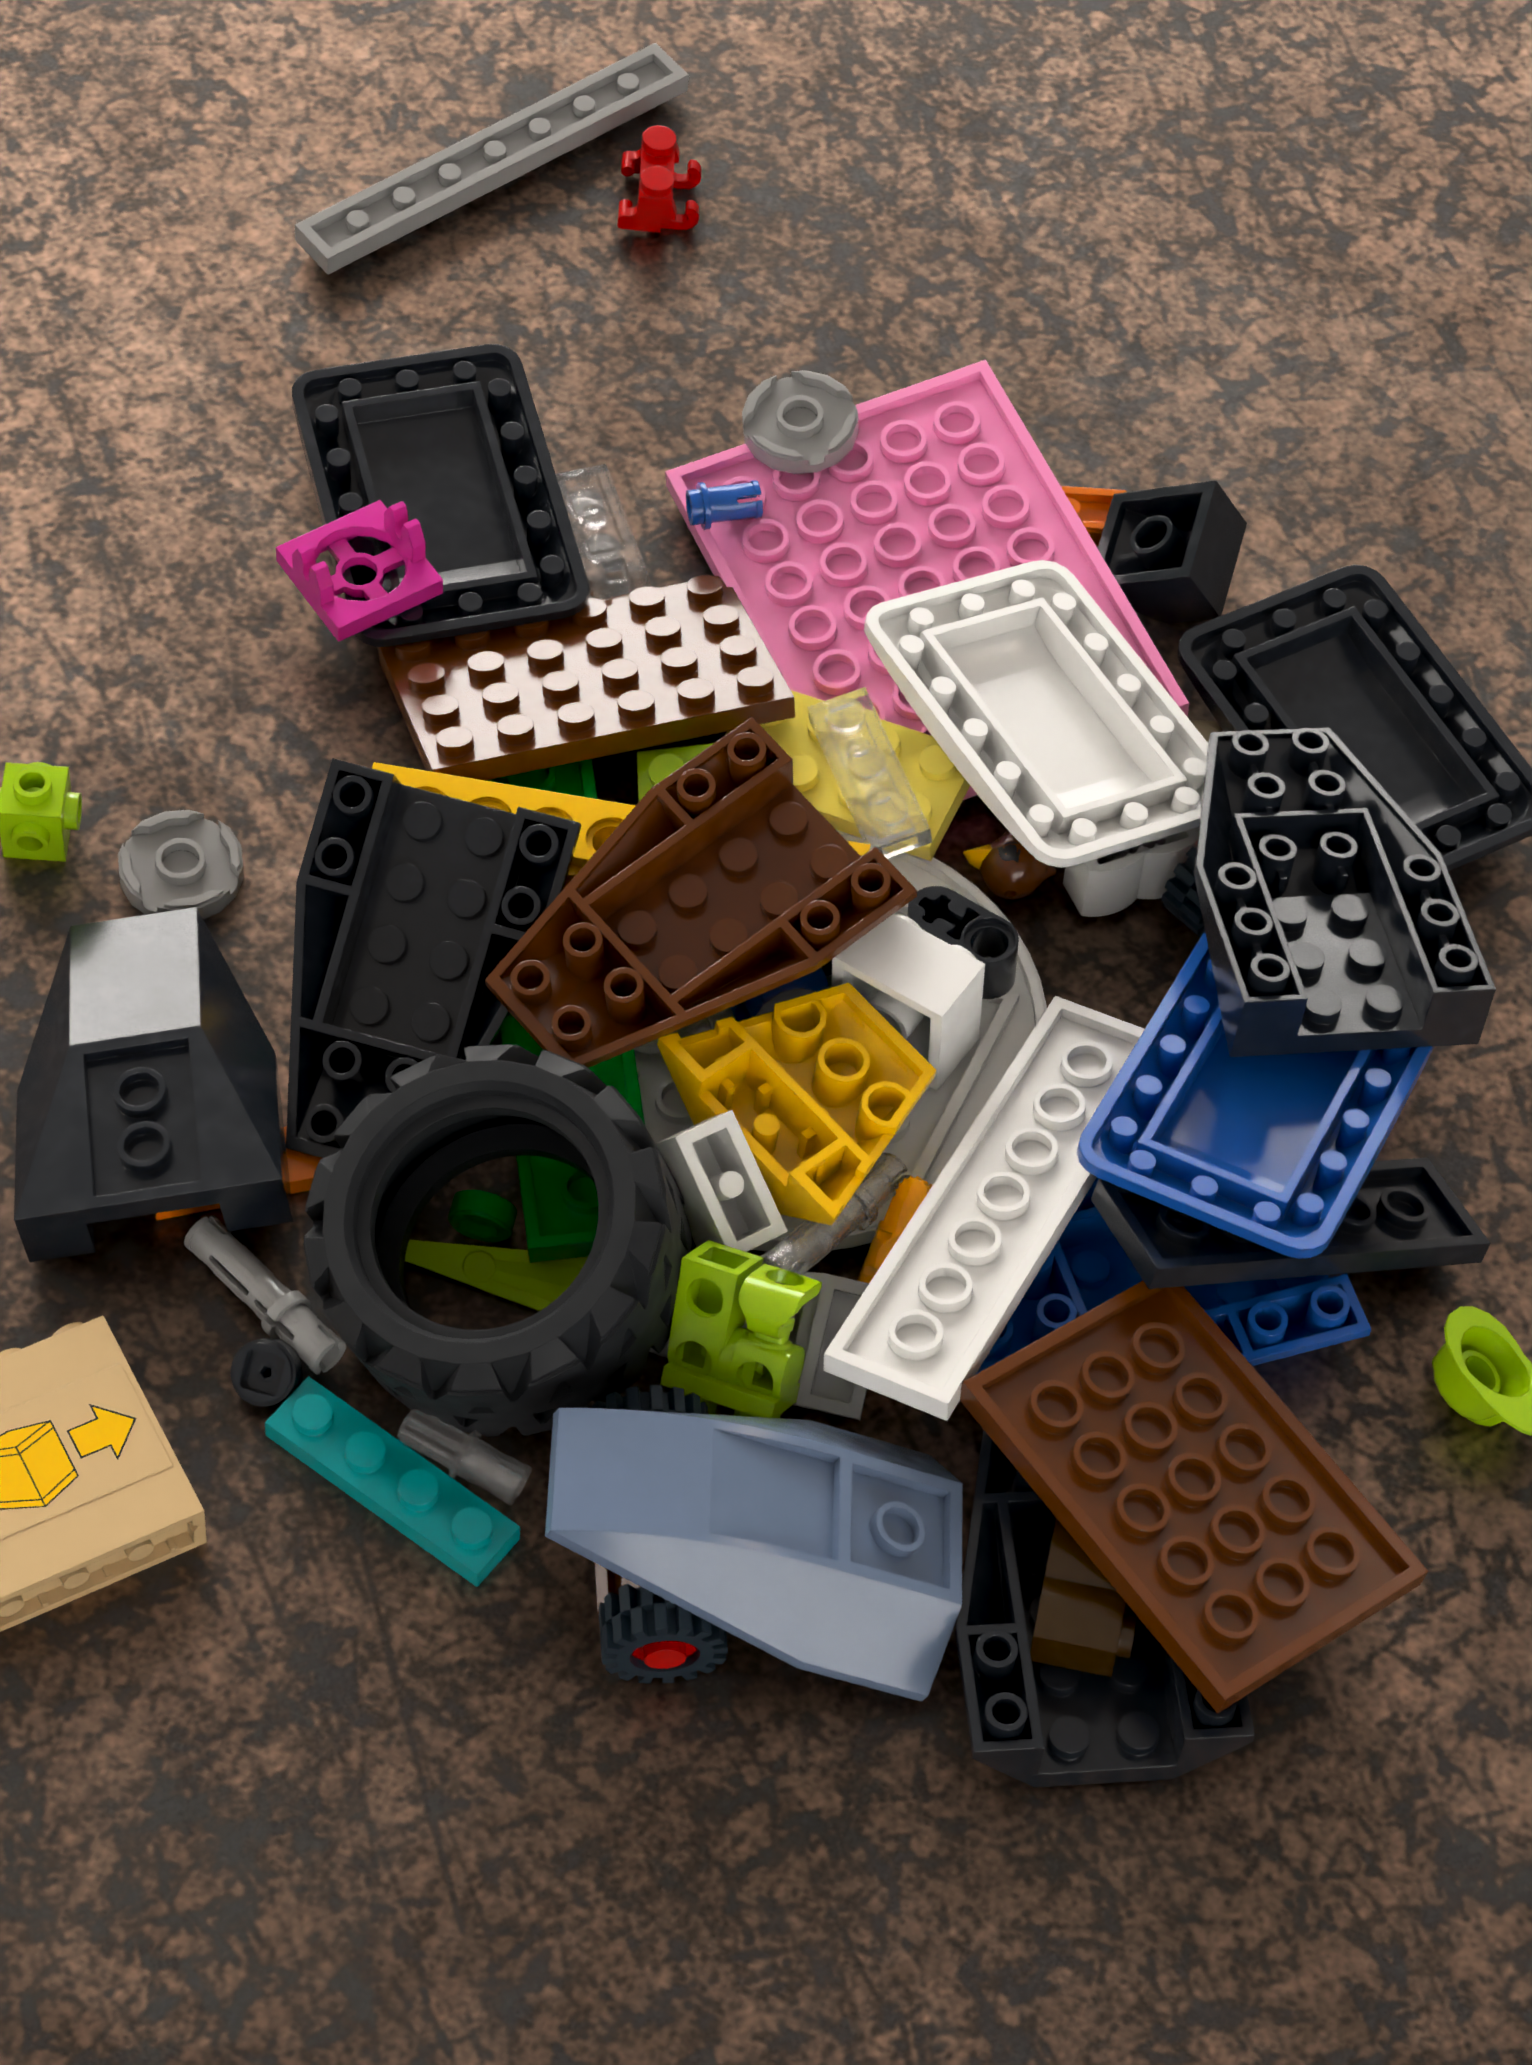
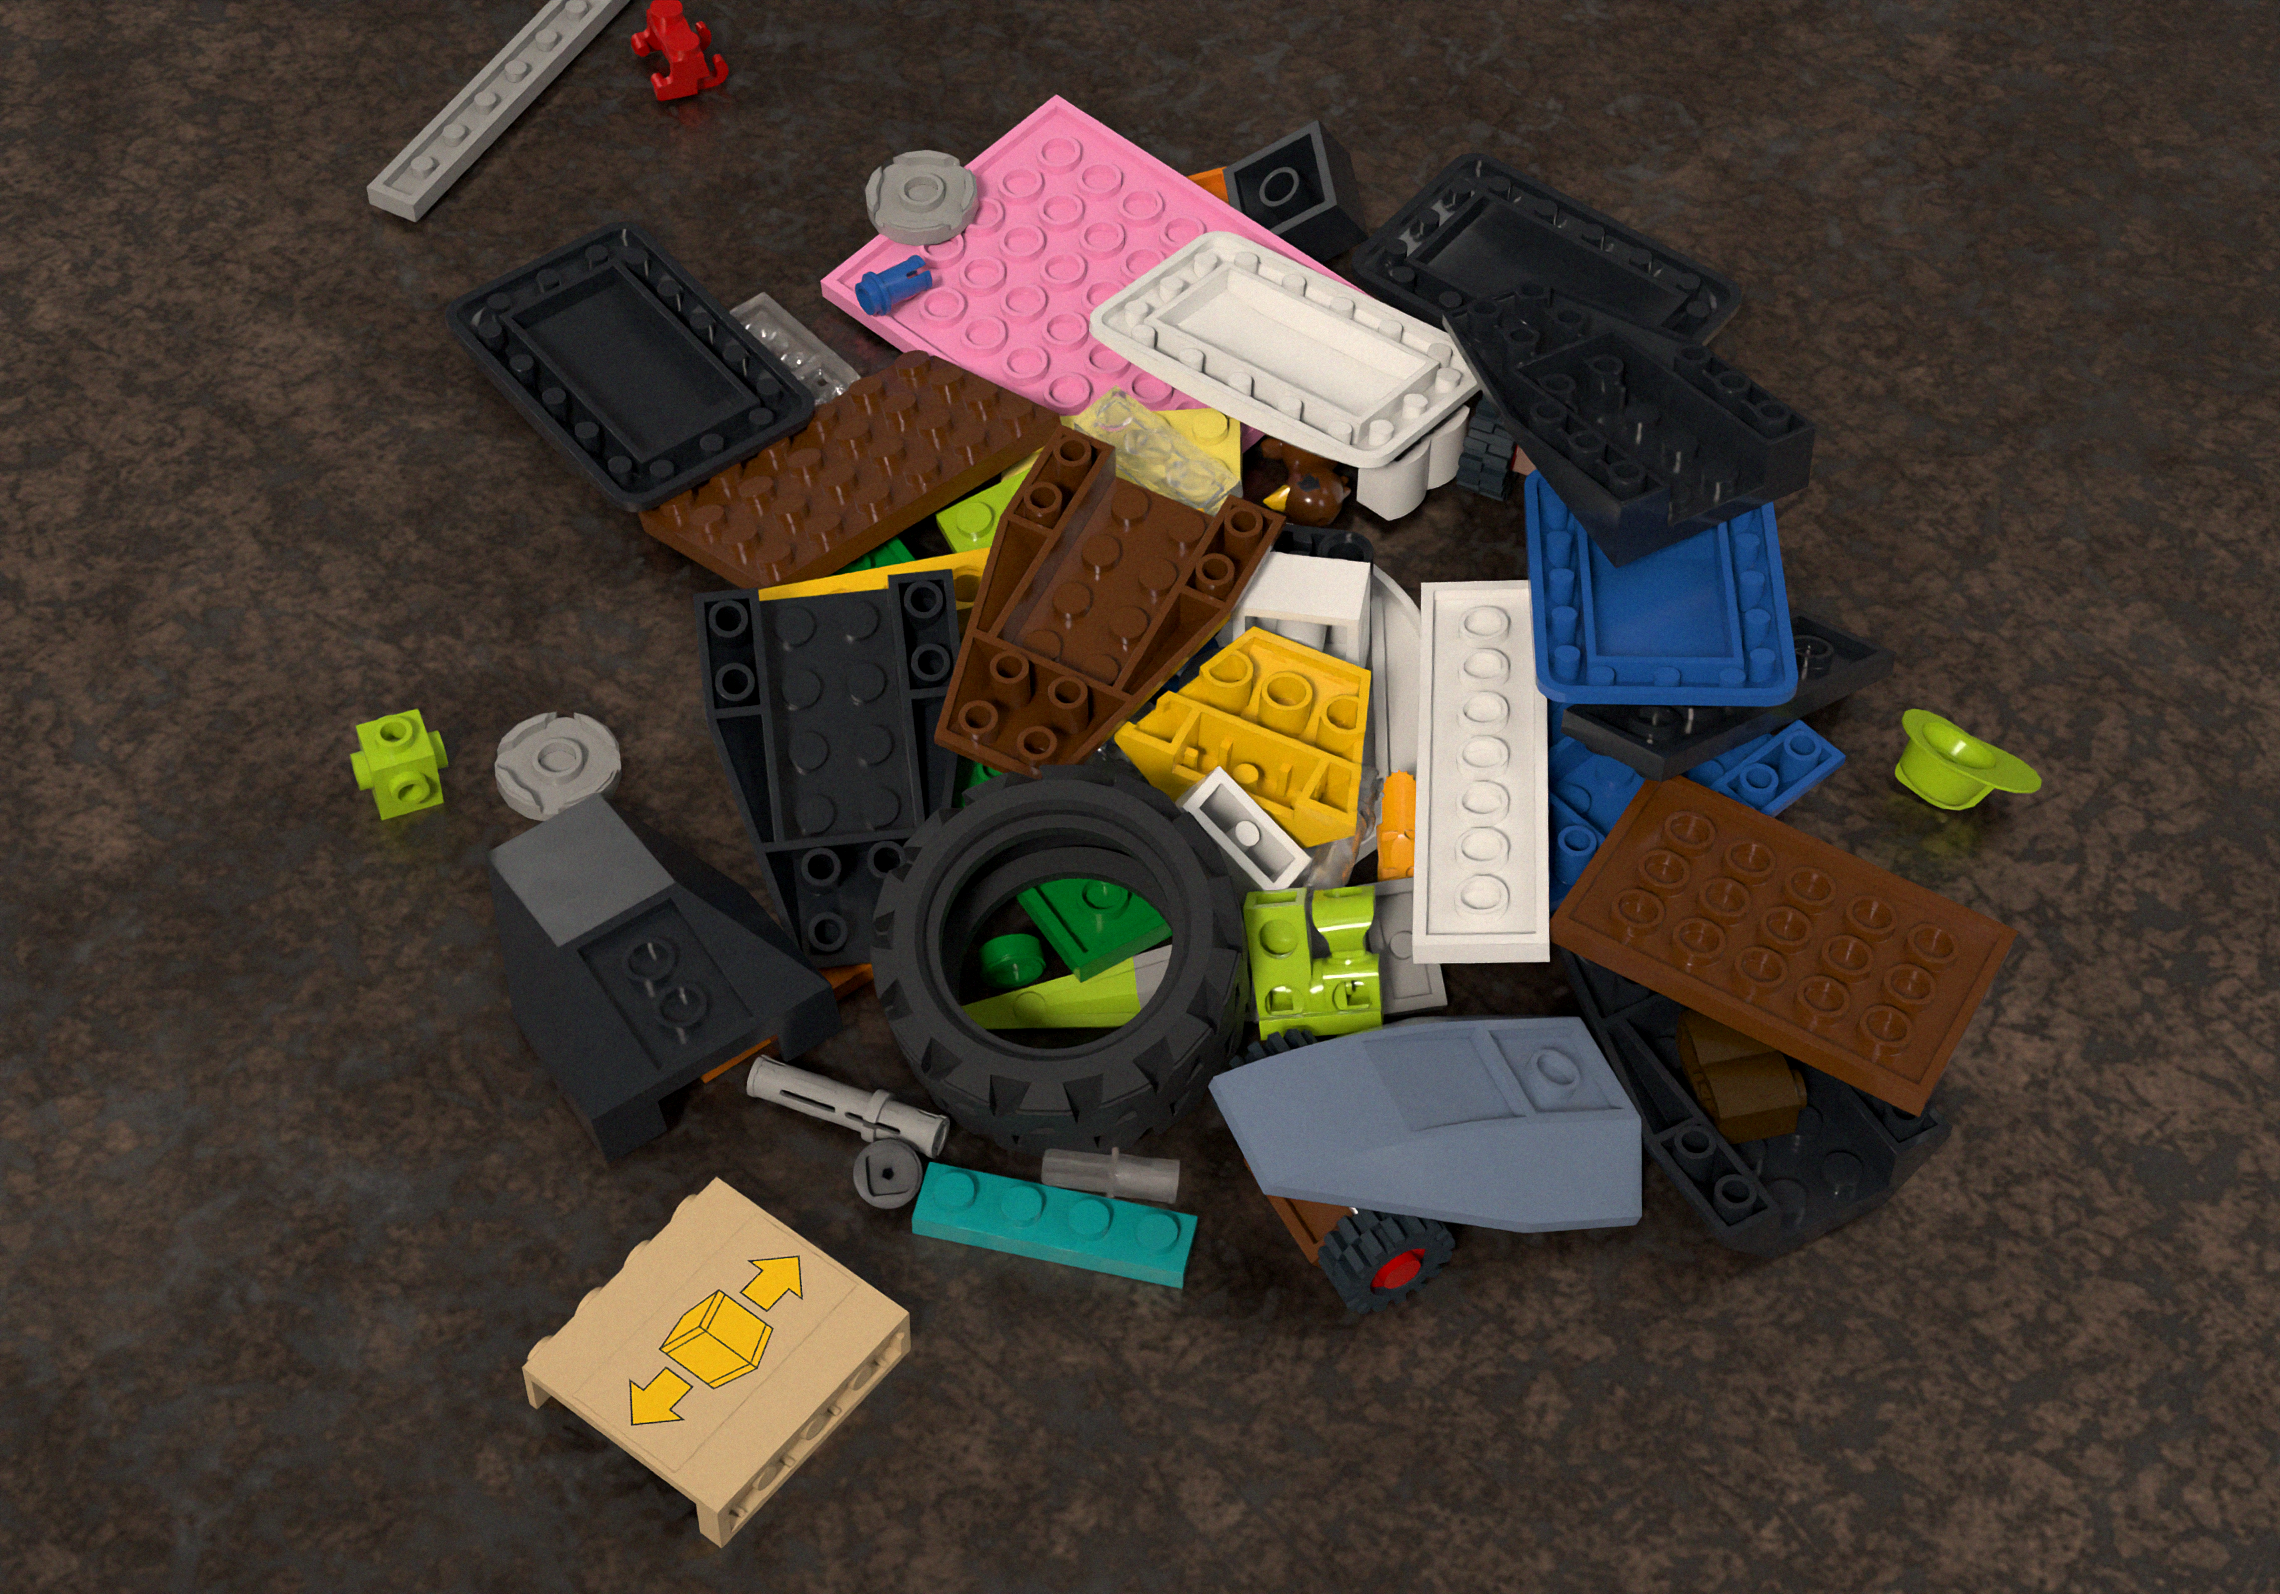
camera: 20 degrees left, 5 degrees down
(322, 590) = (571, 472): dark pink piece -> none

